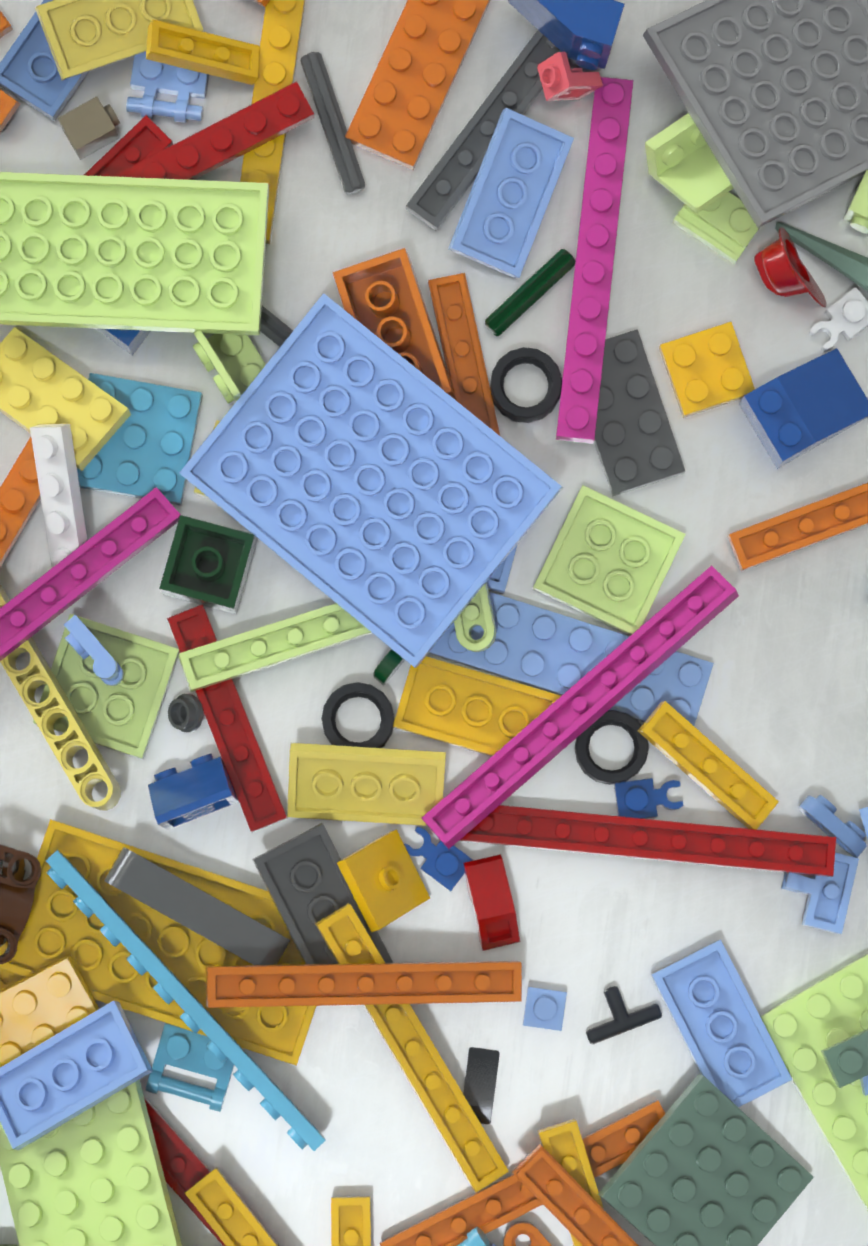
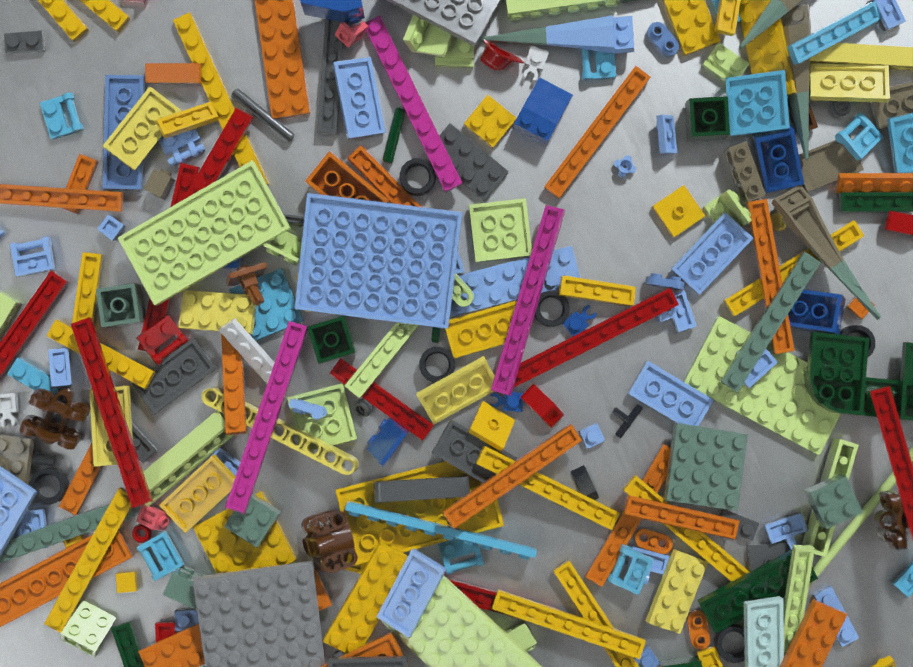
camera: 30 degrees left, 5 degrees up
(132, 372) = (247, 278): none -> dark orange piece

